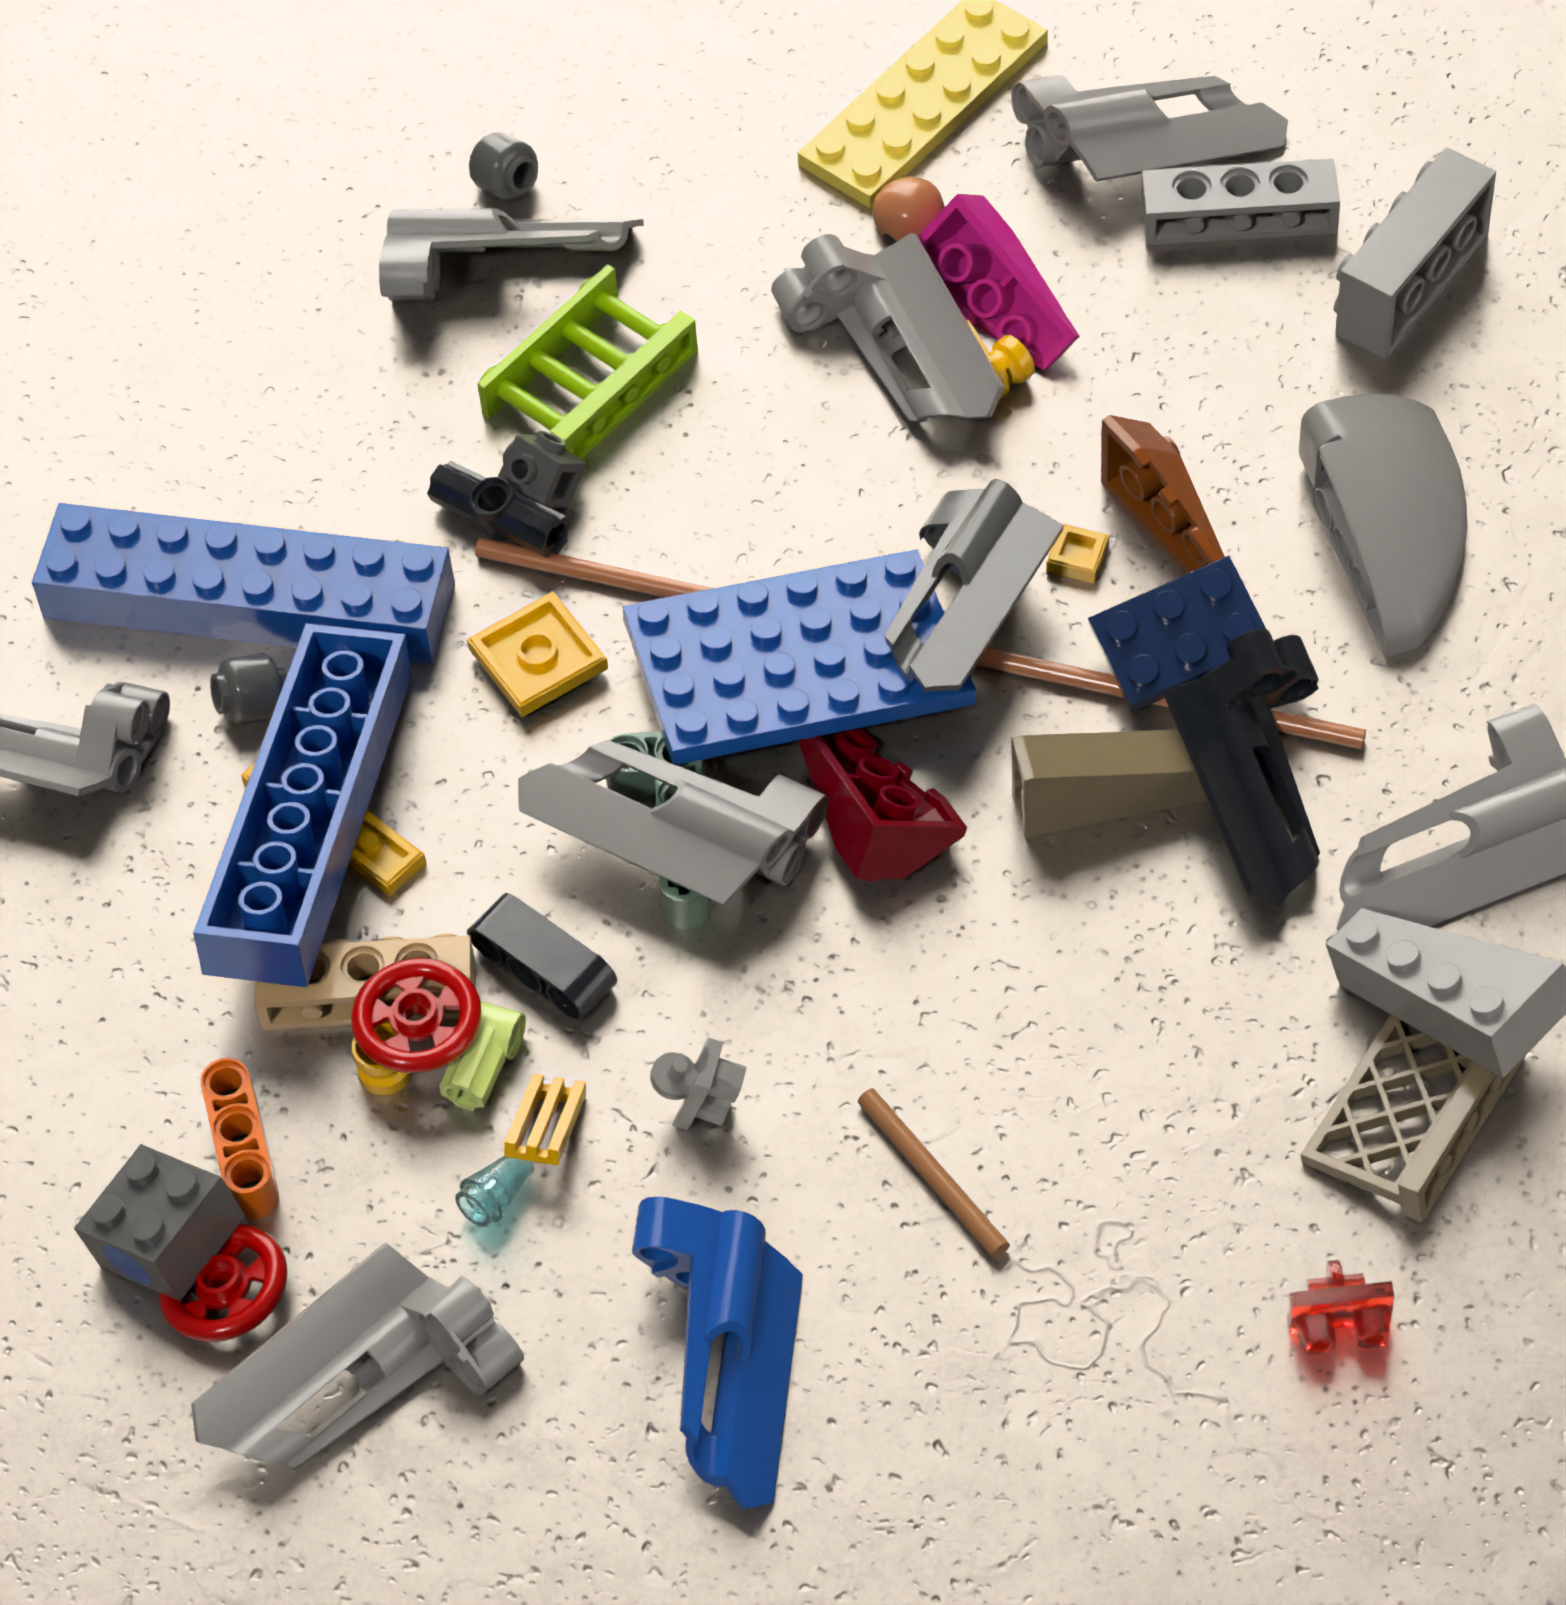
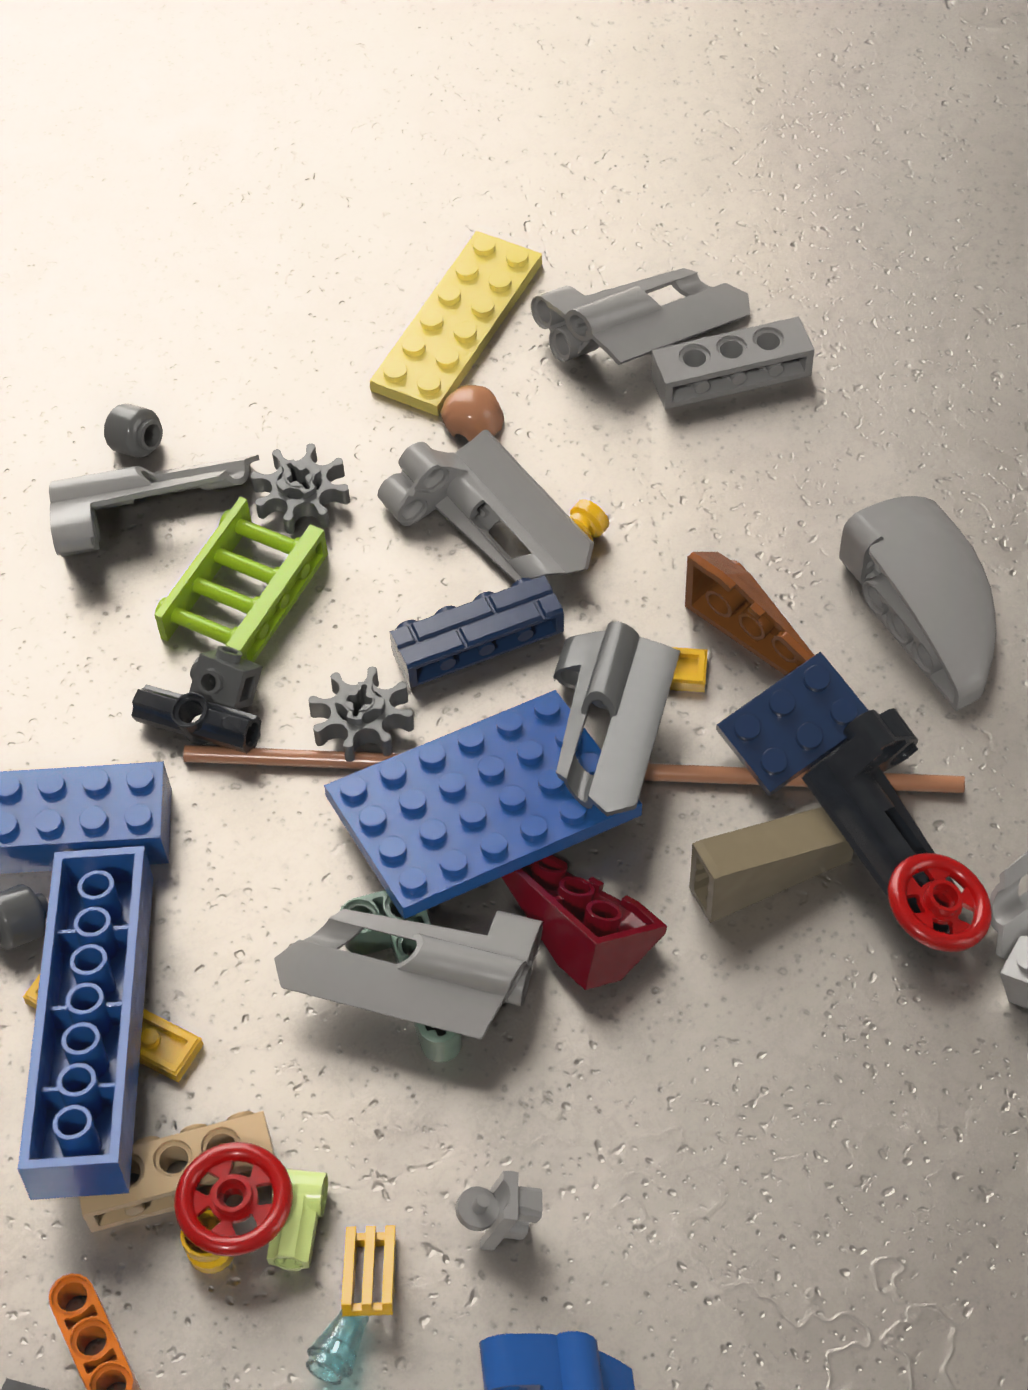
camera: 15 degrees left, 0 degrees up
(537, 654) = (258, 839): yellow plate -> none
(542, 956) = (328, 1114): beam -> none
(682, 266) = (300, 488): none -> dark grey gear
(687, 536) = (361, 713): none -> dark grey gear
(845, 466) = (476, 630): none -> dark blue brick
(933, 1173) = (721, 1248): medium nougat bar -> none
(996, 278) = (560, 456): dark pink wedge -> none
(1287, 843) = (939, 902): none -> red plate
(1414, 252) = (882, 379): light grey brick -> none

